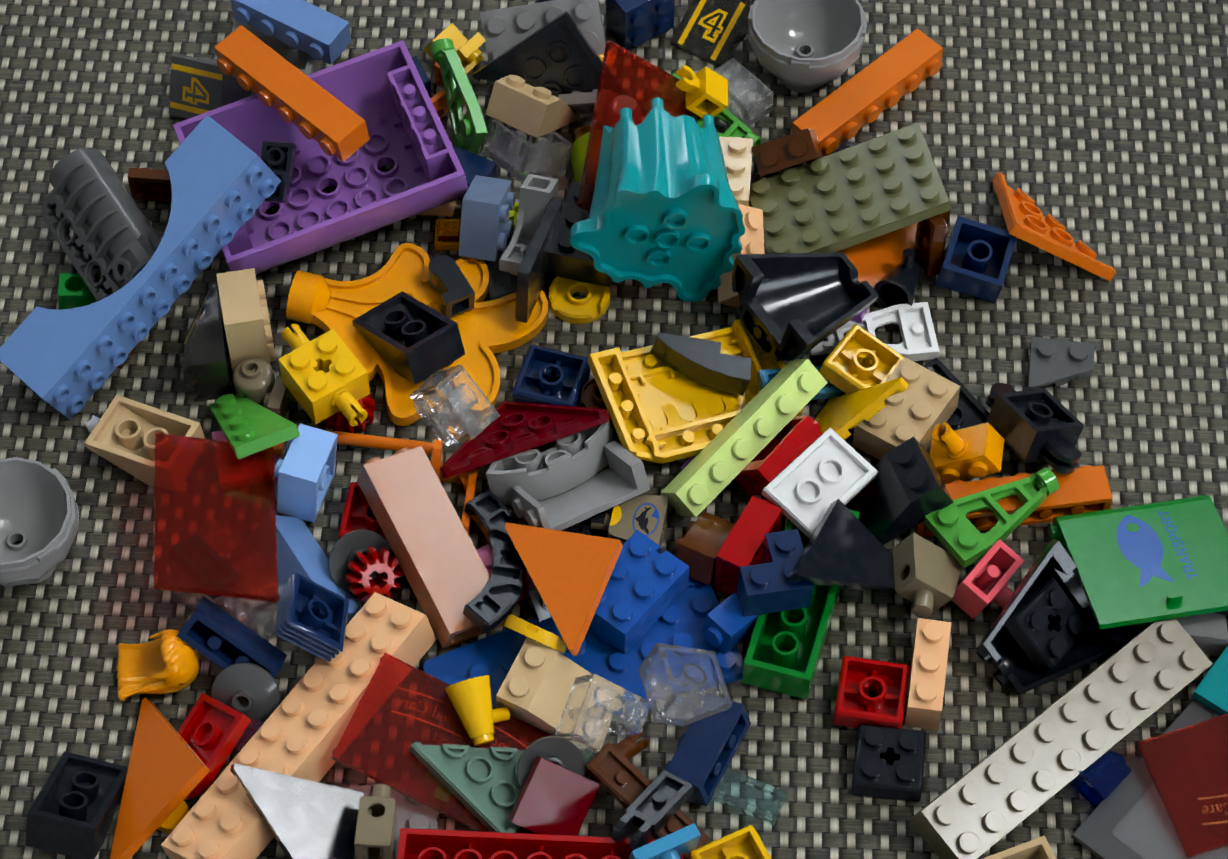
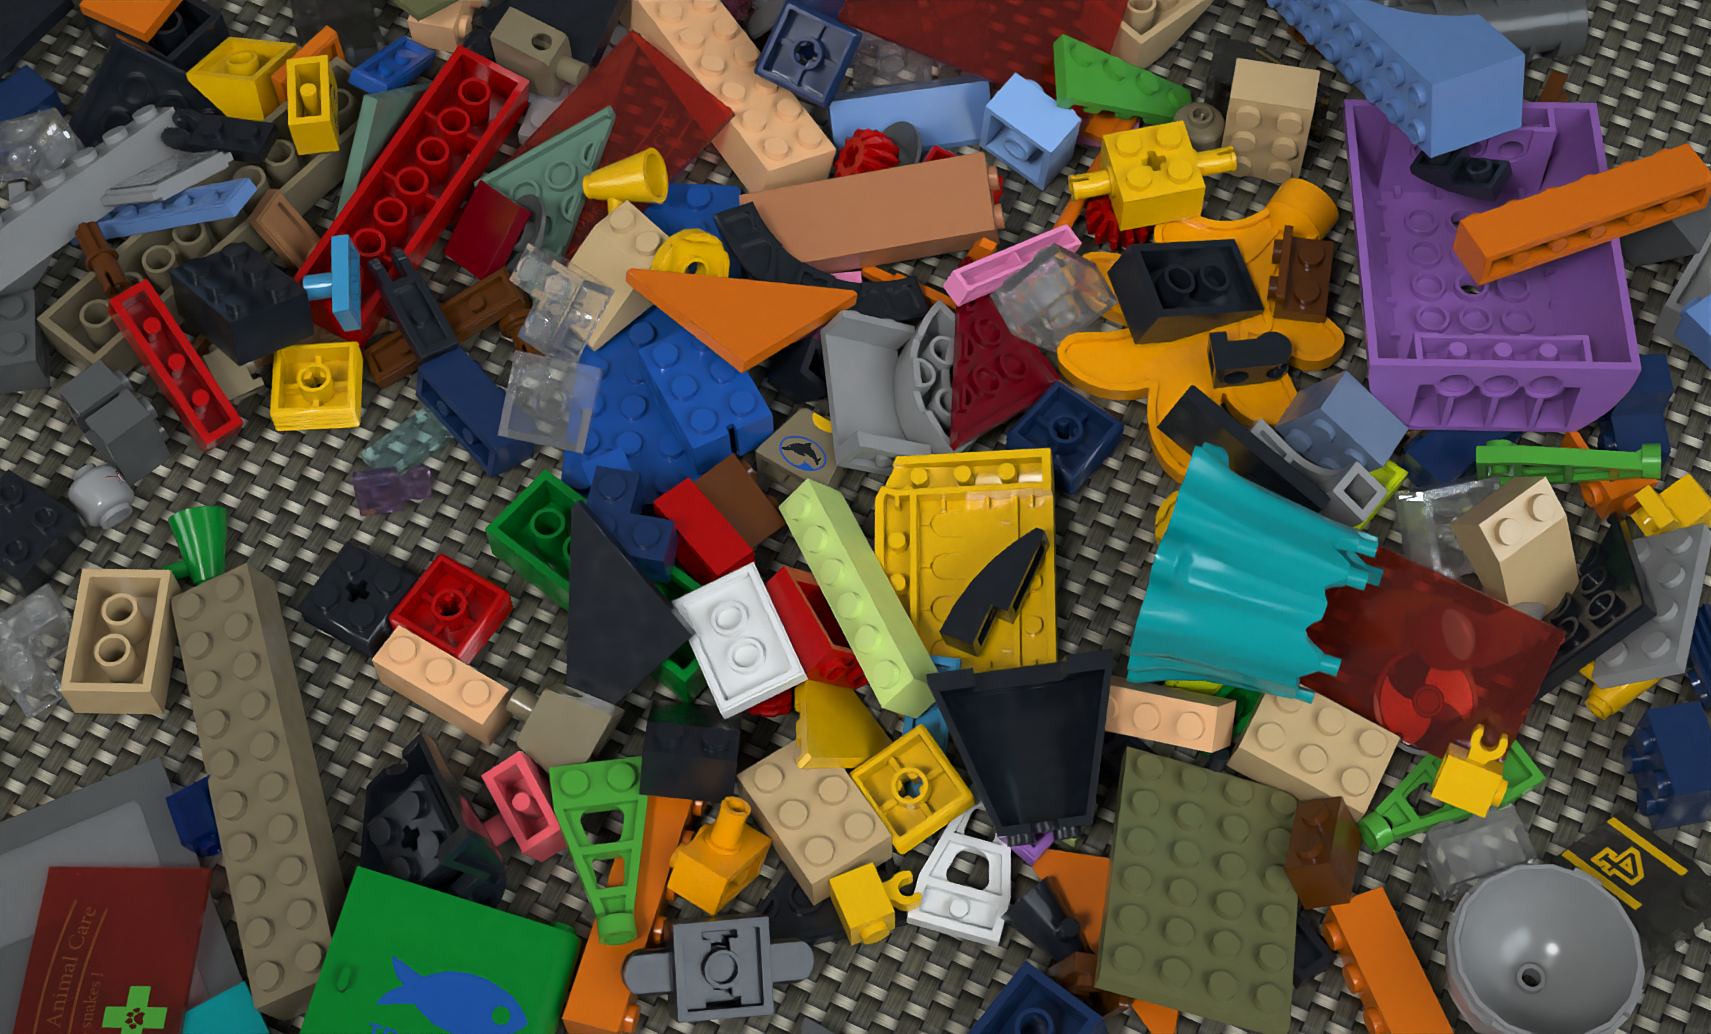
camera: 115 degrees right, 5 degrees up
(369, 273) = (1303, 277): none -> reddish brown bracket
(424, 431) = (989, 272): none -> bright pink piece
(798, 787) = (385, 491): none -> clear purple plate
(949, 363) = (867, 903): none -> yellow brick

